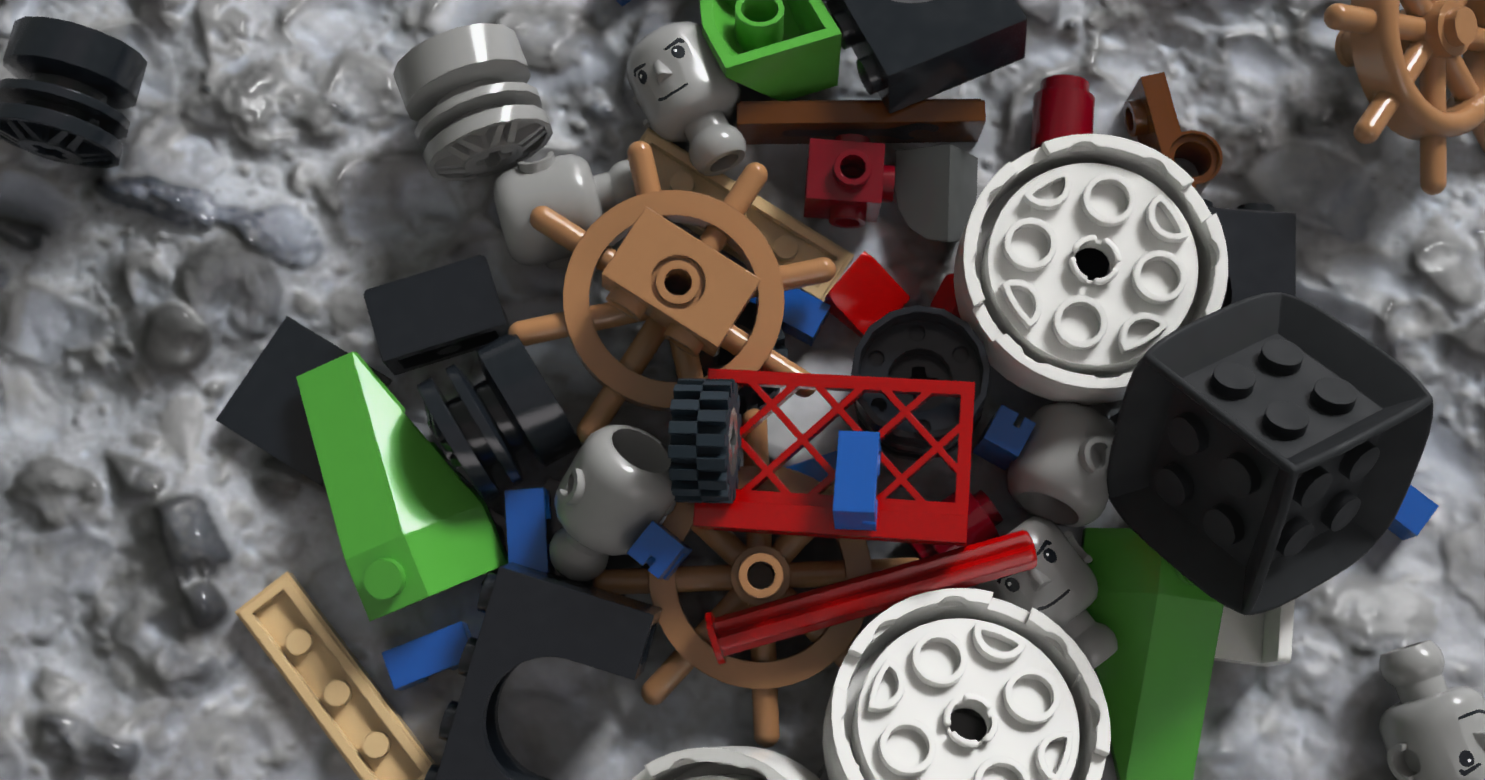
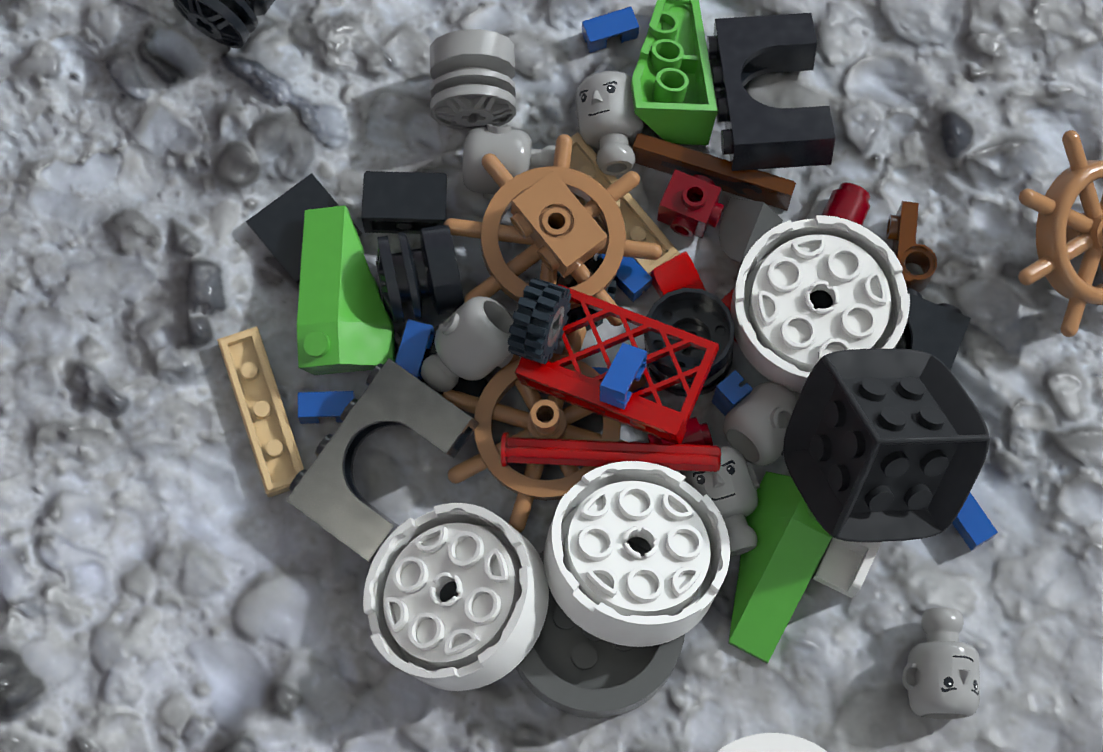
camera: 20 degrees right, 5 degrees down
(659, 550) = (489, 383): blue piece -> none

